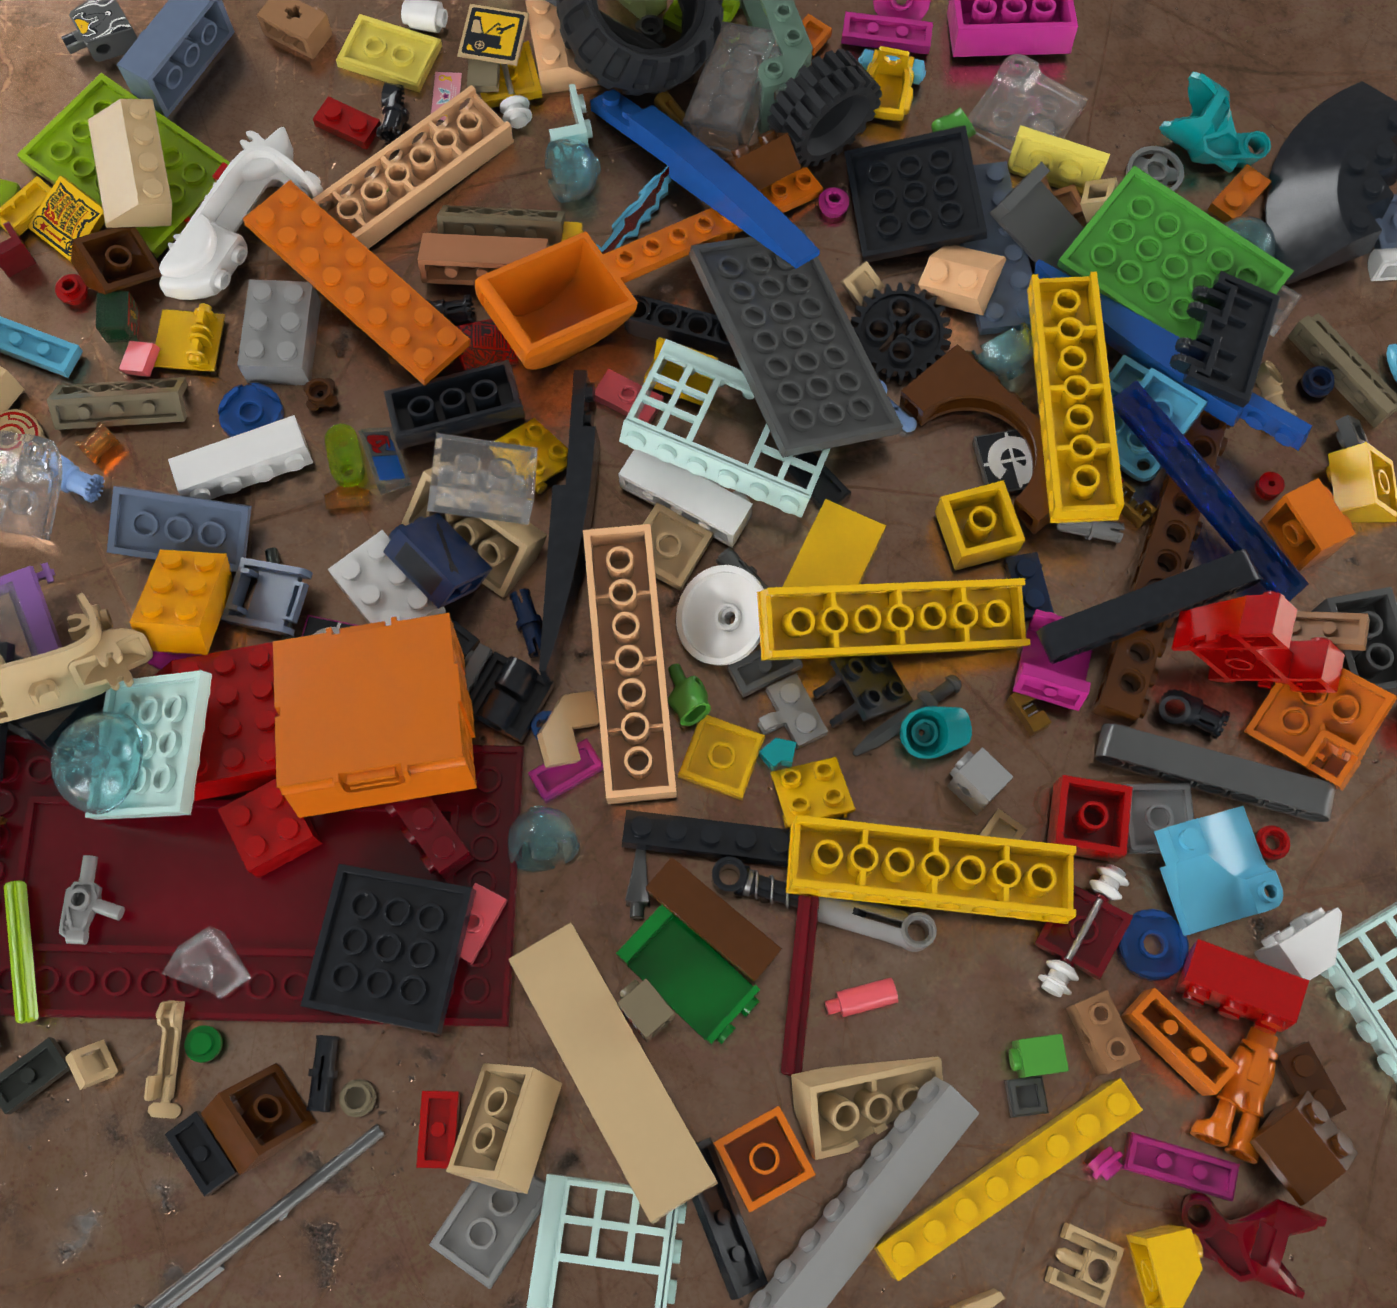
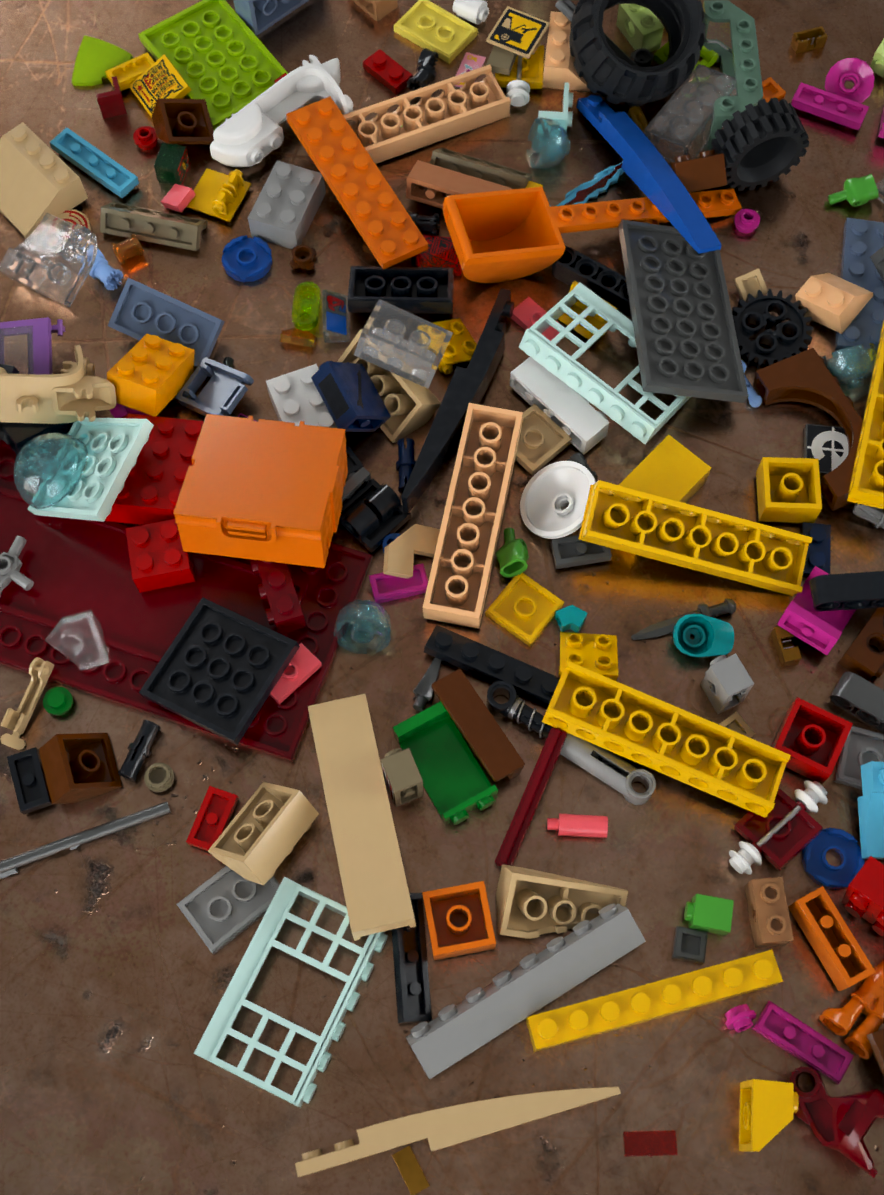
camera: 20 degrees right, 5 degrees down
(130, 165) = (217, 58): tan slope -> none
(241, 460) = (229, 287): white brick -> none
(793, 711) = (592, 590): light grey plate -> none
(827, 485) = (674, 427): black tile -> none
(871, 684) = (662, 587): black plate -> none
(895, 74) = (823, 140): yellow piece -> none
(915, 194) = (814, 229): black plate -> none
(1081, 1284) = (689, 1108): tan brick -> none

